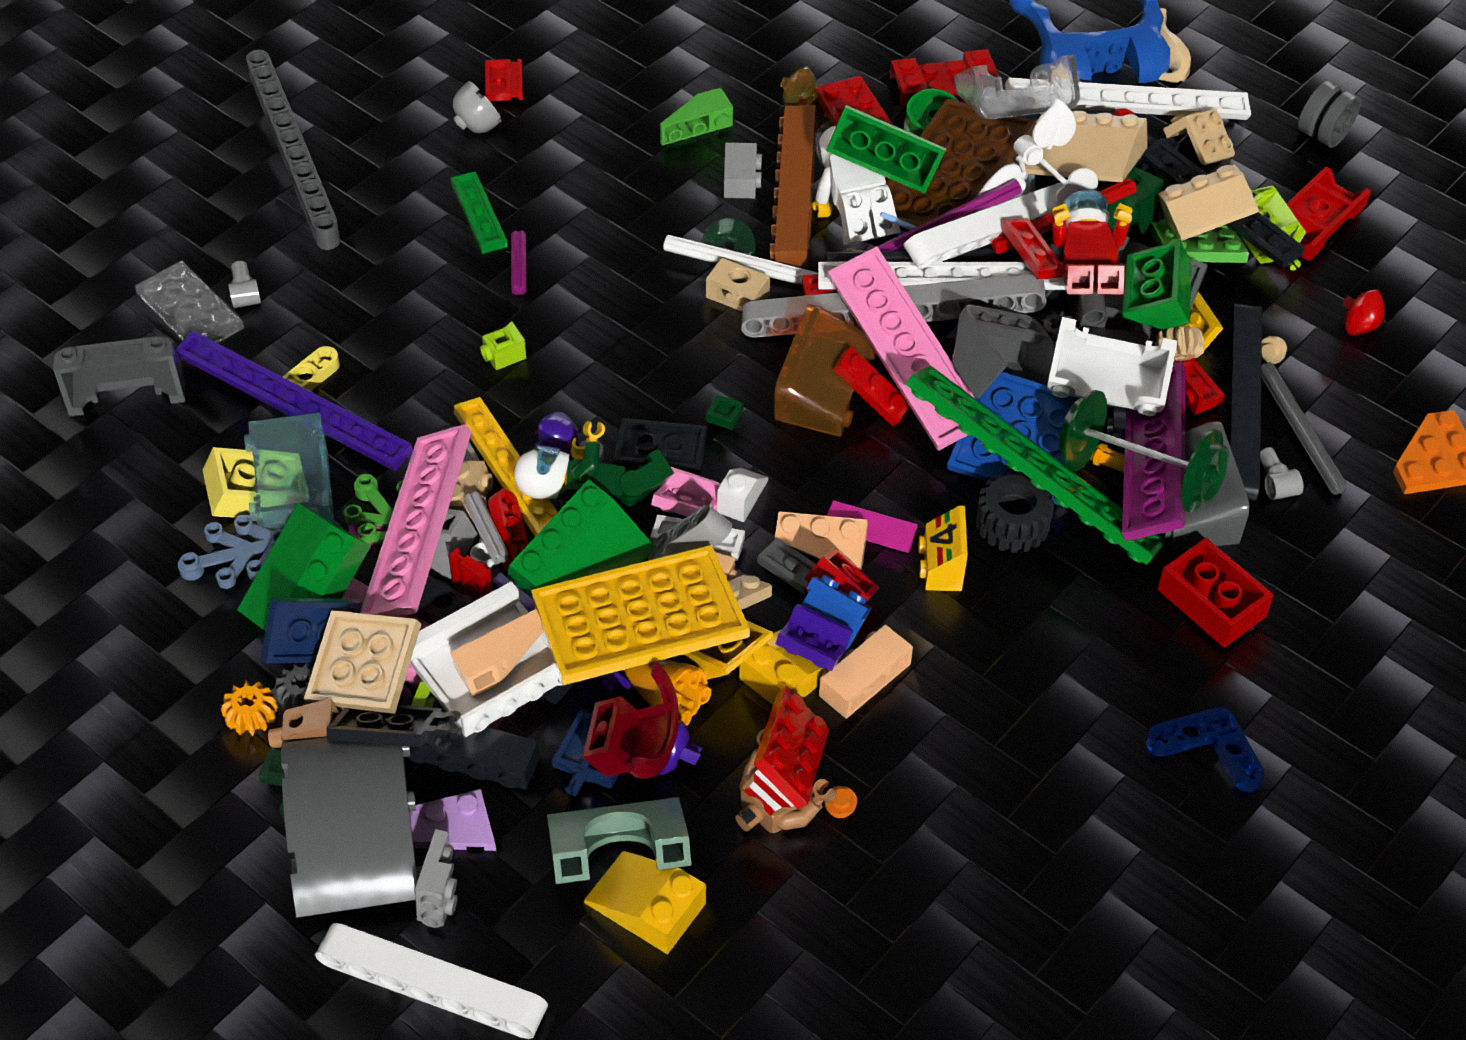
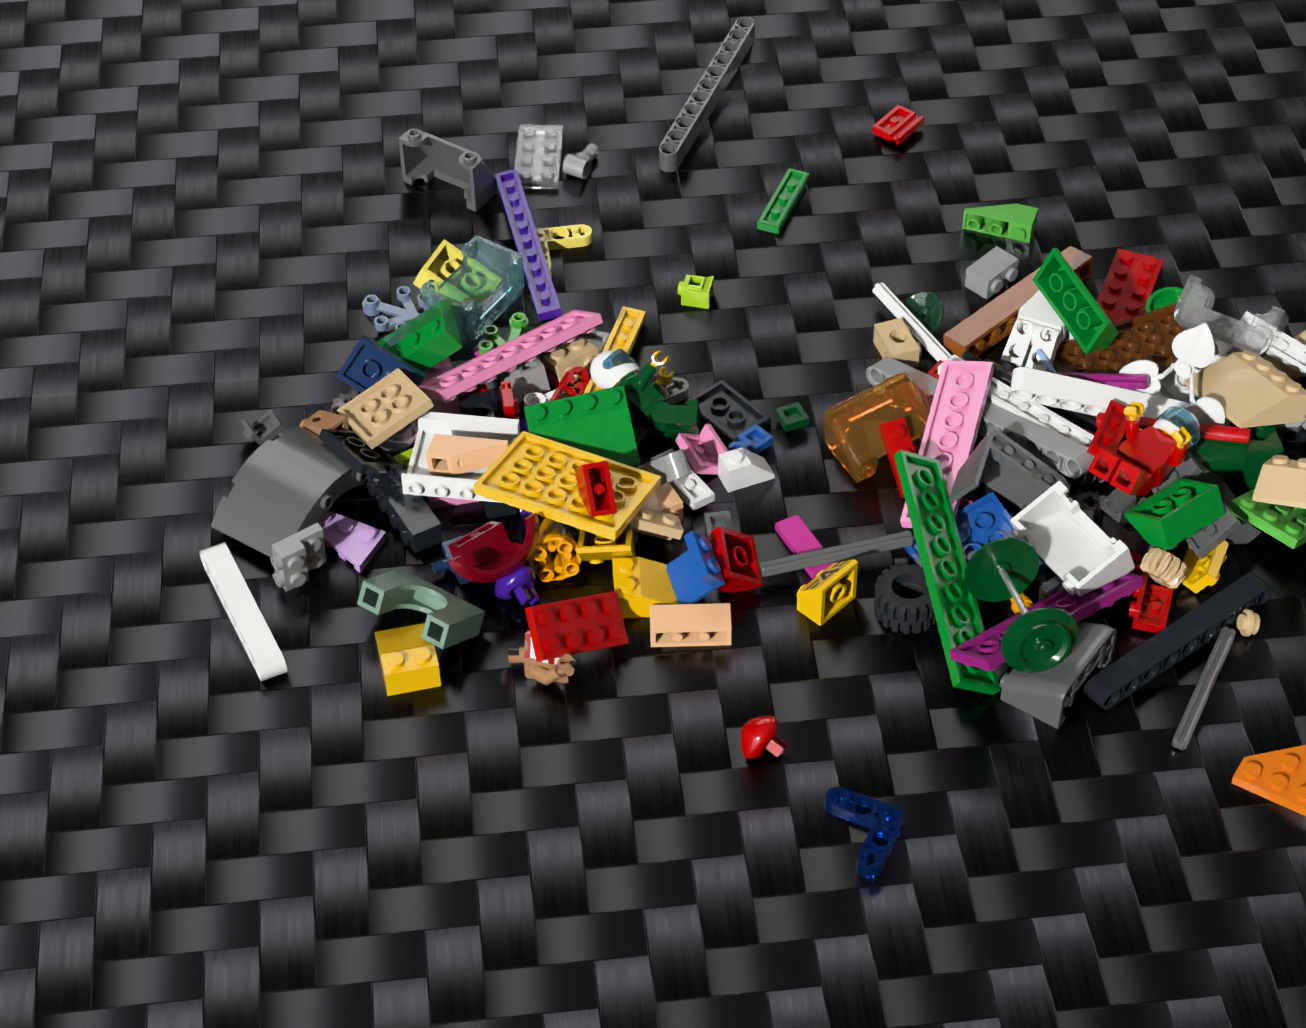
camera: 45 degrees right, 5 degrees down
(229, 772) = (264, 428): none -> dark grey bracket
(249, 708) = (311, 399): light orange gear -> none
(474, 110) = (850, 132): light grey cylinder -> none
(486, 527) = (551, 381): light grey axle -> none
(518, 262) = (770, 246): magenta axle -> none
(557, 431) = (674, 363): dark purple piece -> none
(688, 597) = (596, 488): none -> red slope
(717, 458) = (753, 439): none -> blue plate
(800, 88) = (1101, 242): clear yellow piece -> none
(814, 637) = (668, 577): dark purple bracket -> none
(819, 534) = (770, 535): light nougat wing -> none
(844, 803) = (584, 687): orange plate -> none
(912, 514) = (836, 553): none -> dark grey axle
(915, 78) = (1230, 297): red piece -> none
(1047, 729) = (761, 735): none -> red piece
(1215, 592) = (985, 738): red brick -> none
(1279, 480) = (1139, 707): light grey pin -> none

